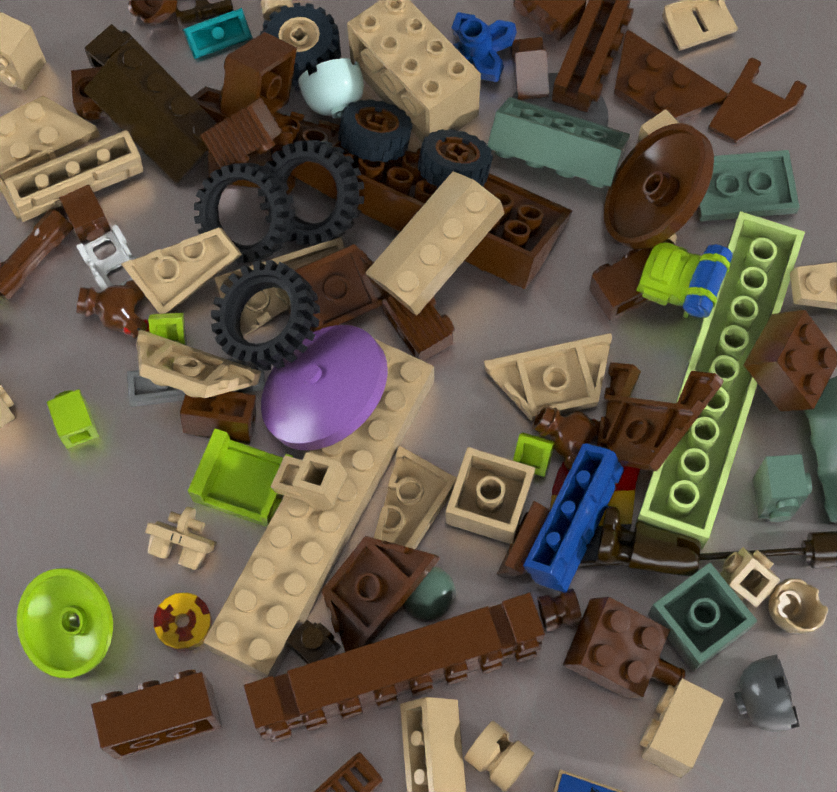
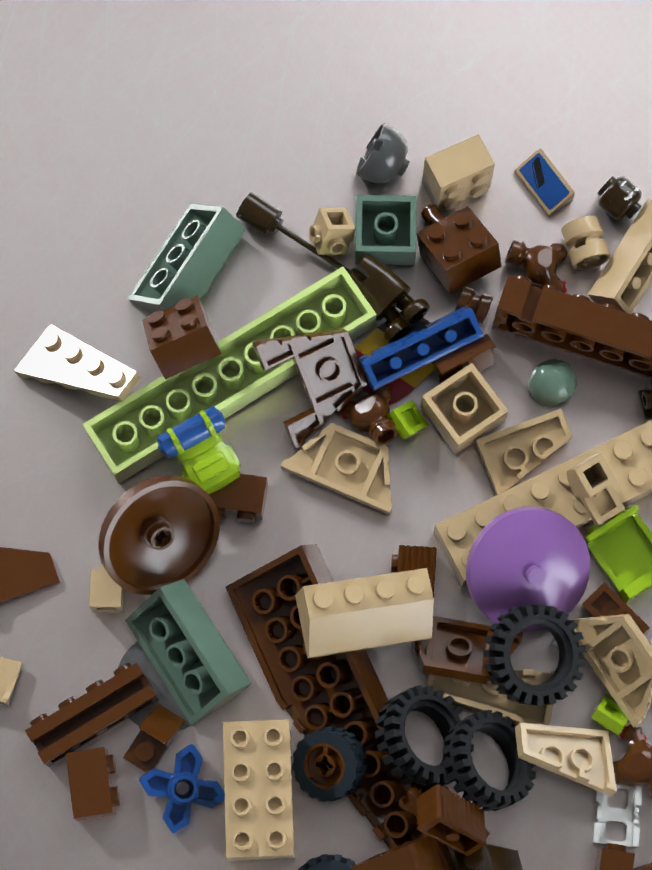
camera: 145 degrees left, 5 degrees up
(332, 86) = (334, 829): light aqua cylinder -> none
(373, 588) = (592, 404): reddish brown wing -> none
(454, 151) = (302, 682): black wheel -> none
(527, 701) = (538, 262): none -> reddish brown animal
(658, 82) = (64, 646): reddish brown wing -> none
(750, 184) = (72, 505): sand green plate -> none
(781, 487) = (261, 268): sand green brick -> none
(796, 606) = (315, 191): tan hair -> none

